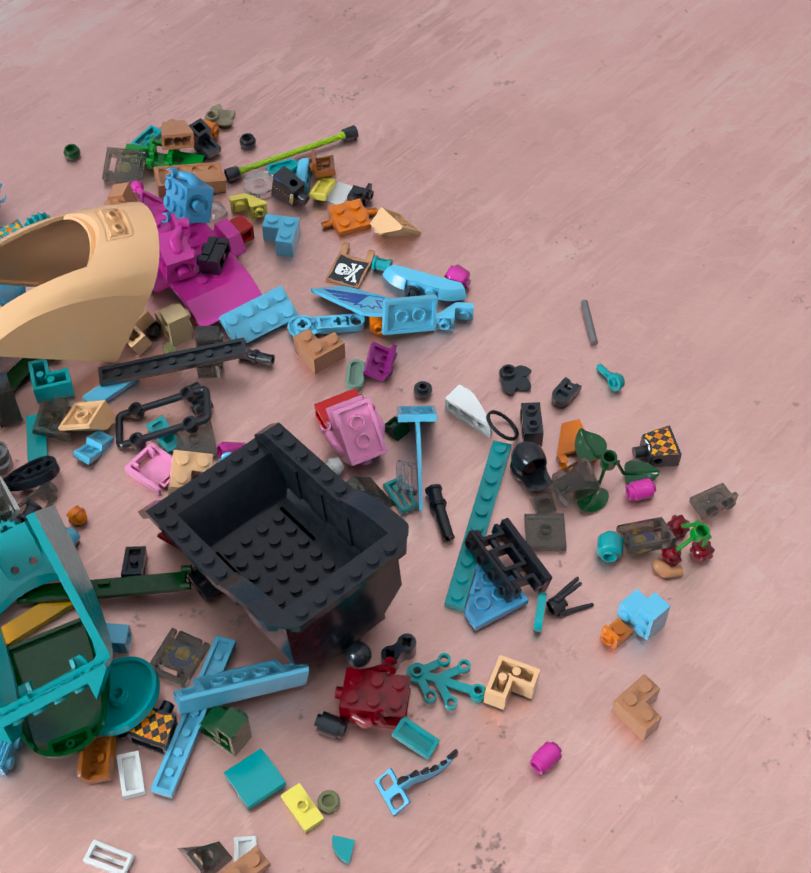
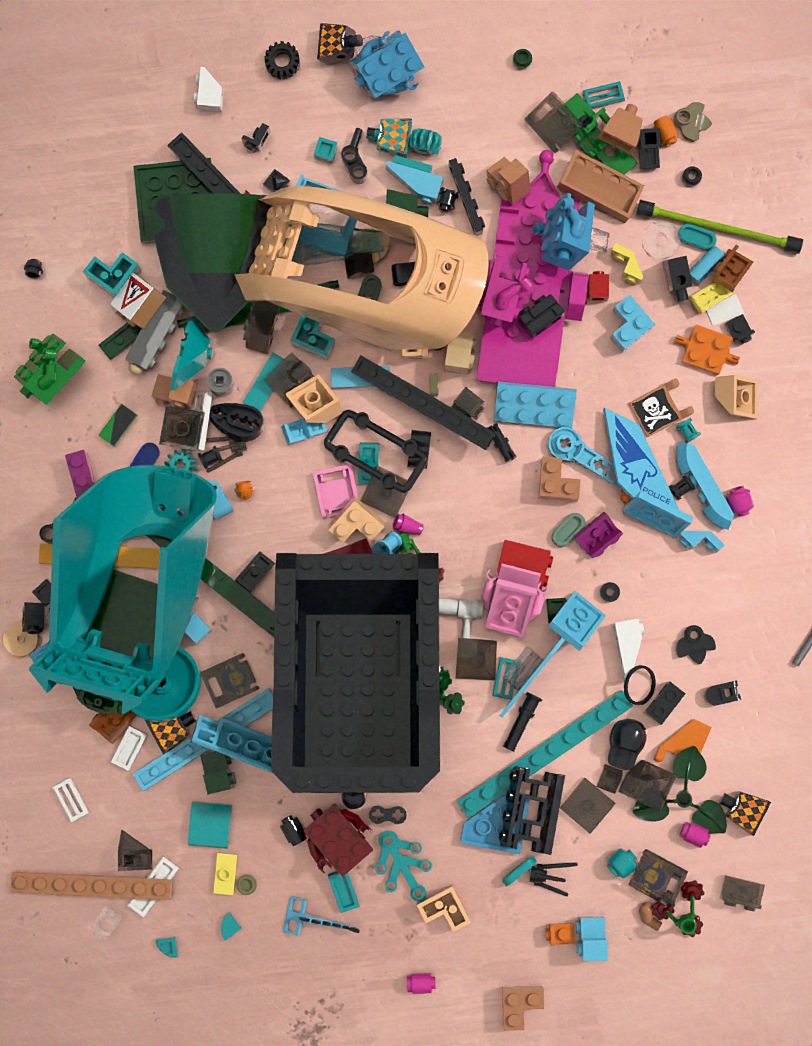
camera: 40 degrees right, 30 degrees up
(615, 380) = (774, 718): teal plate -> none

